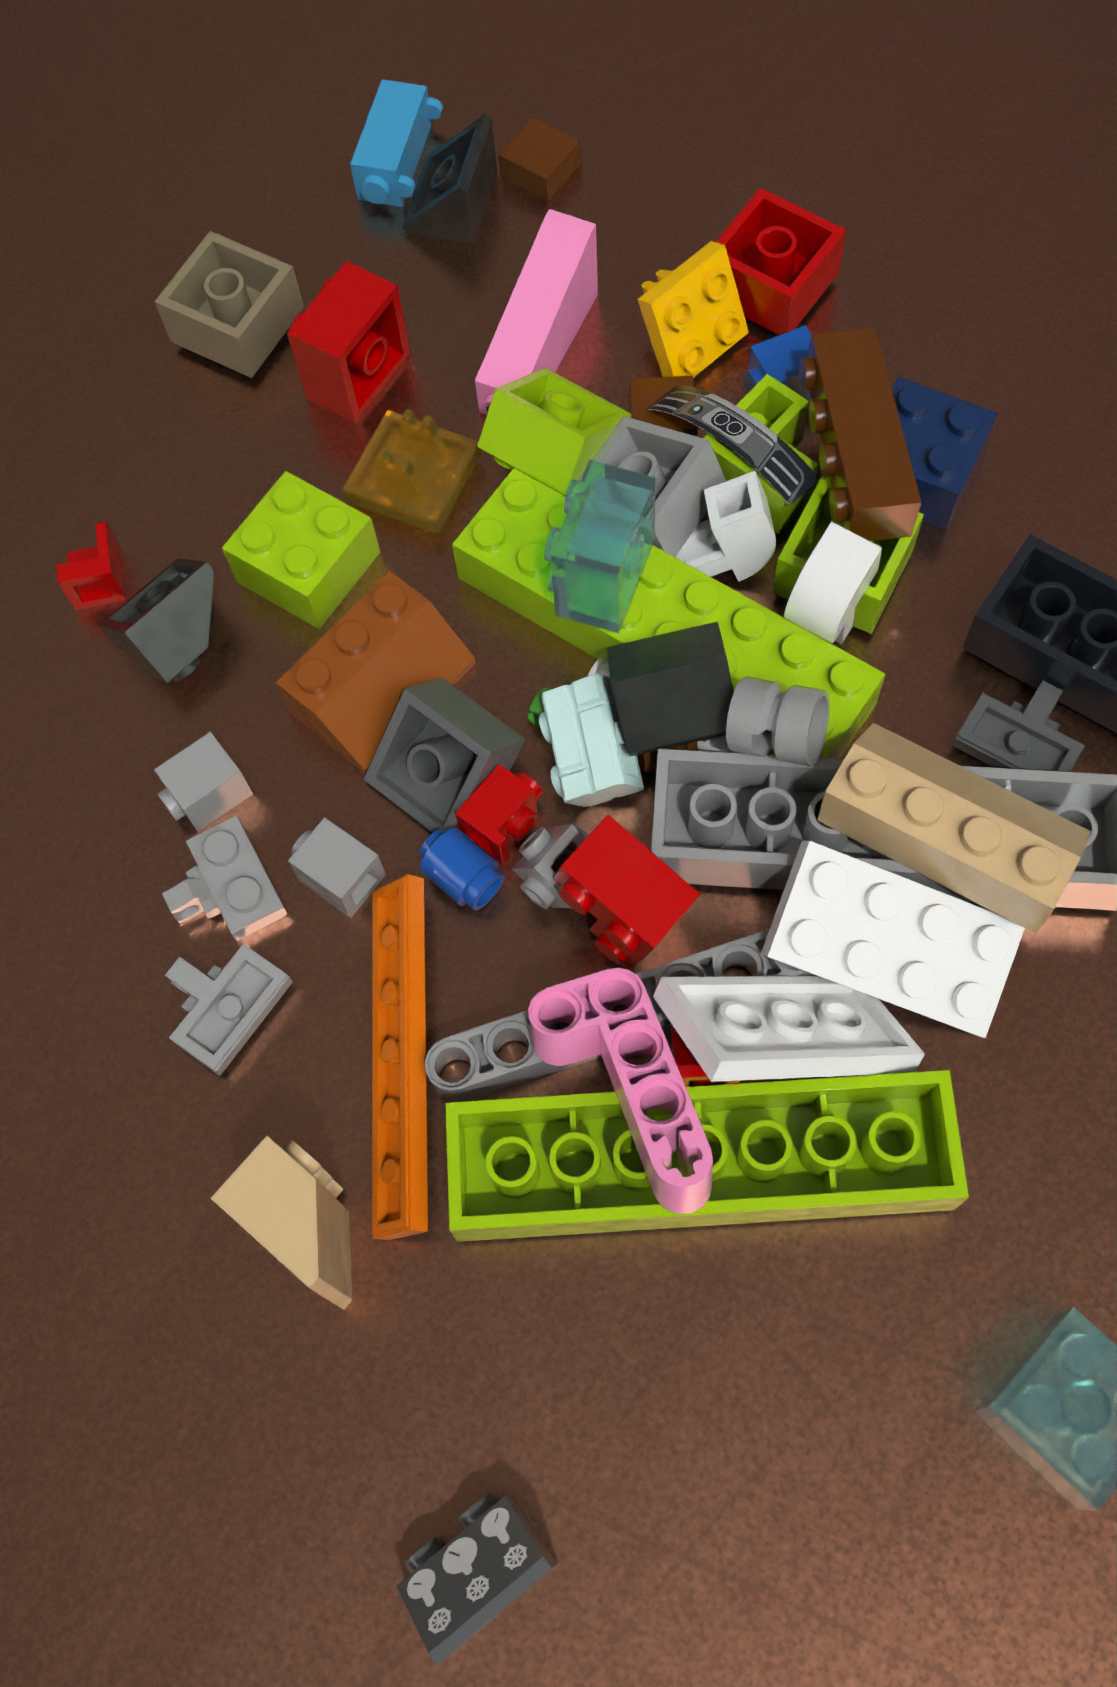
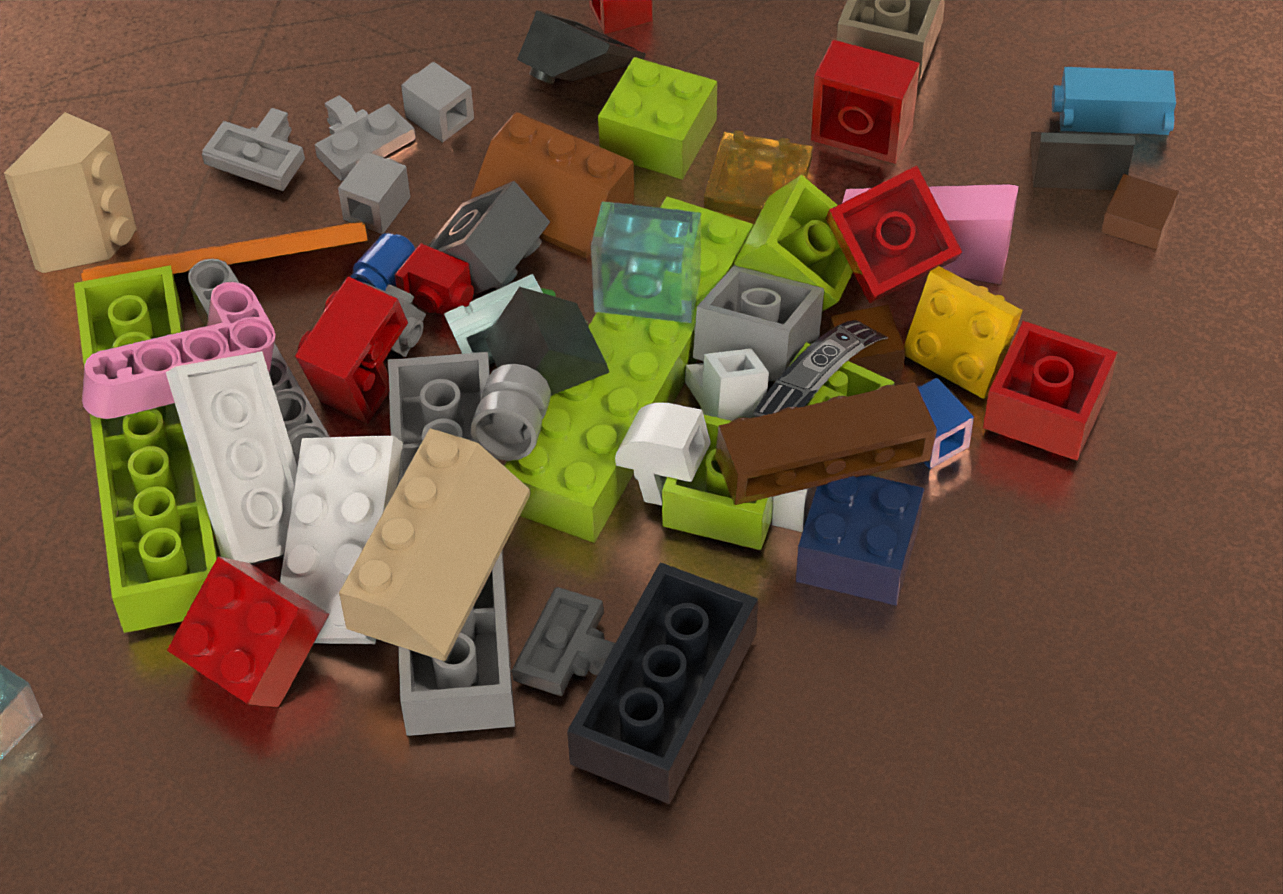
camera: 75 degrees right, 15 degrees down
(590, 326) = (893, 234): none -> red brick
(1013, 1049) = (247, 632): none -> red brick

